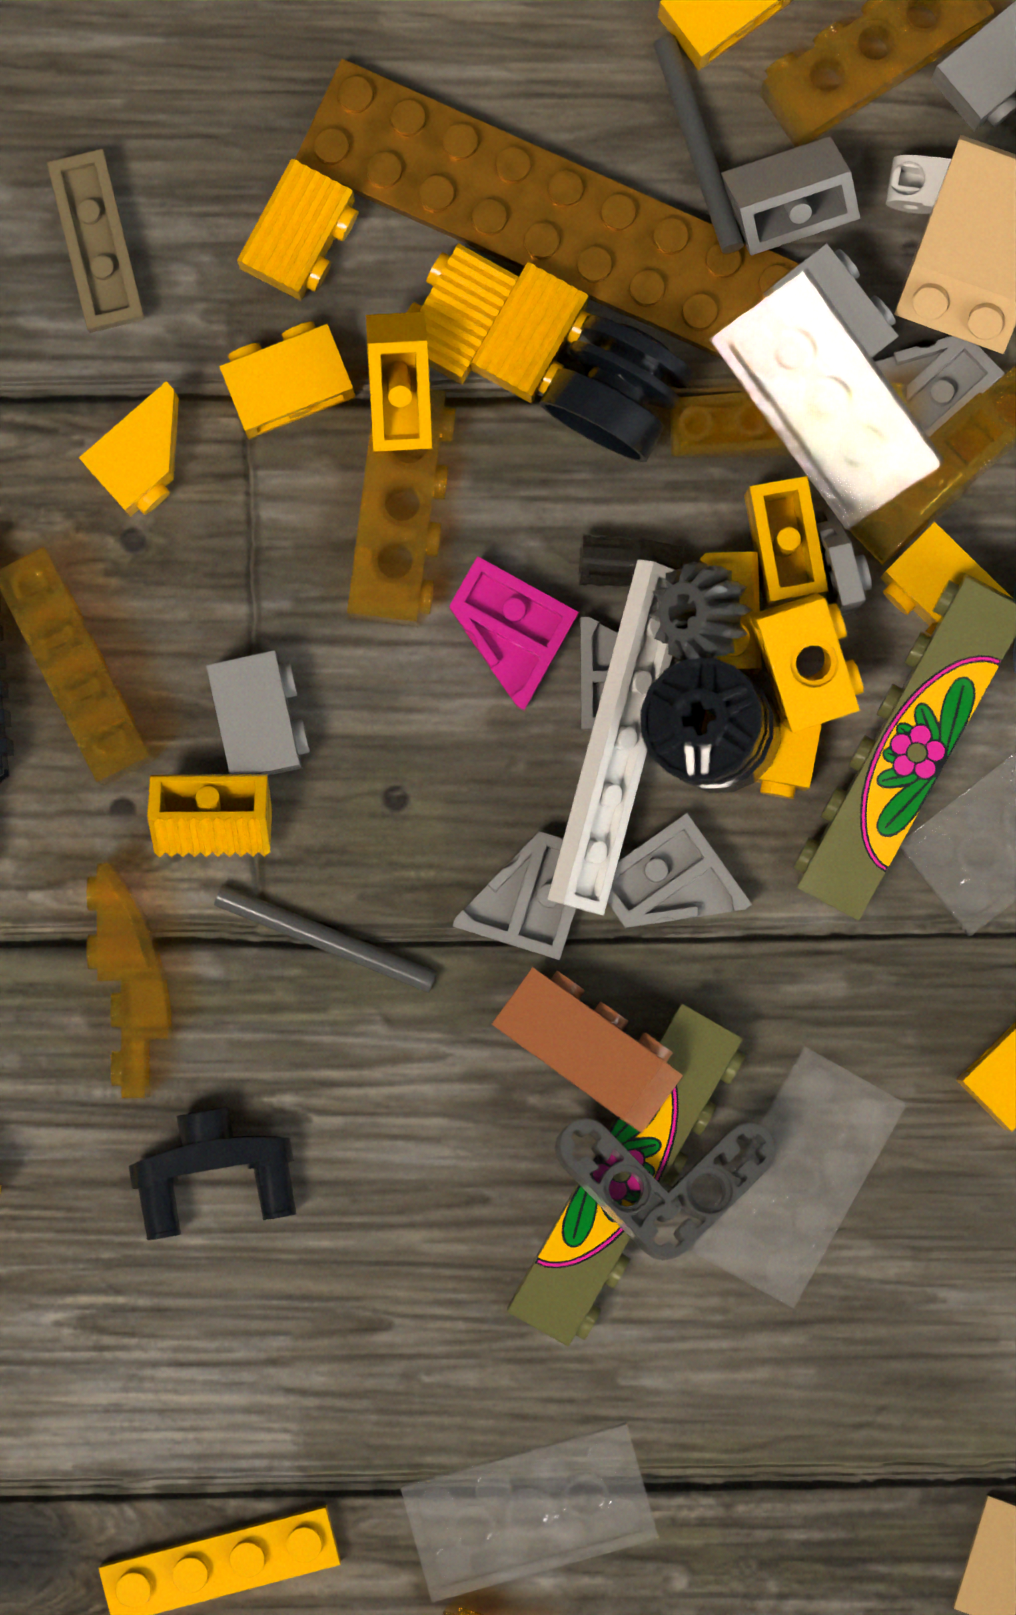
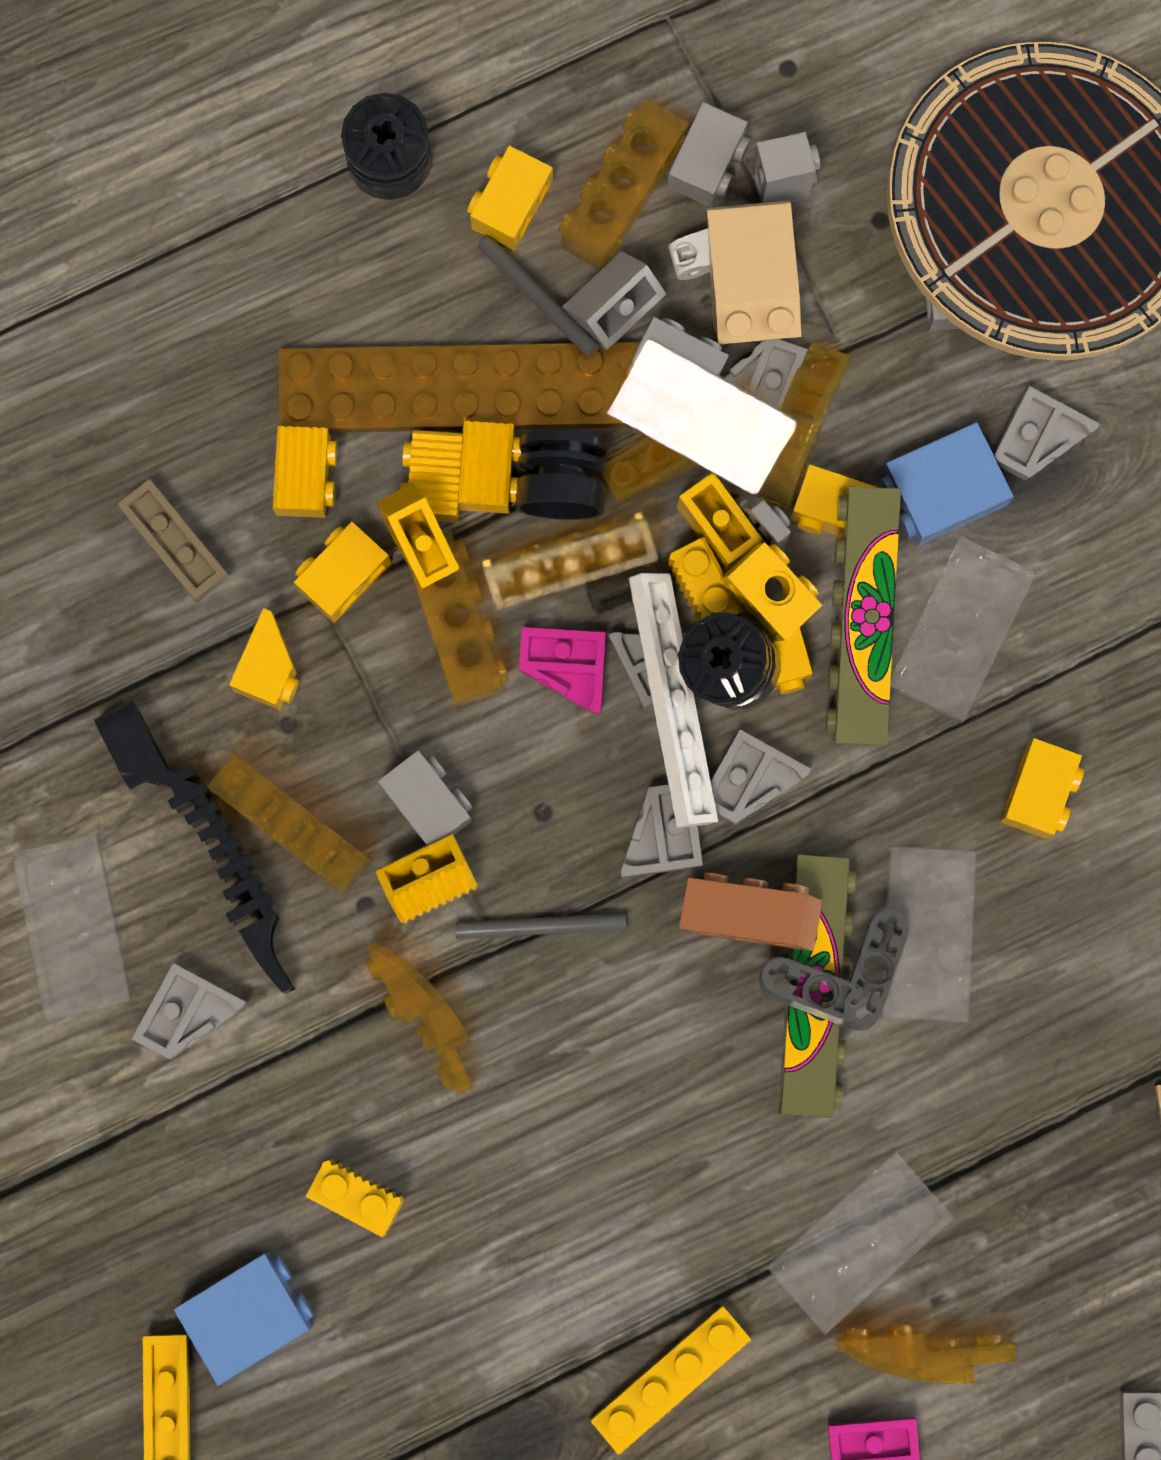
camera: 25 degrees left, 5 degrees down
(207, 1146) = (528, 1100): black connector -> none
(575, 501) = (570, 561): none -> clear yellow brick
(700, 611) = (686, 590): dark grey gear -> none

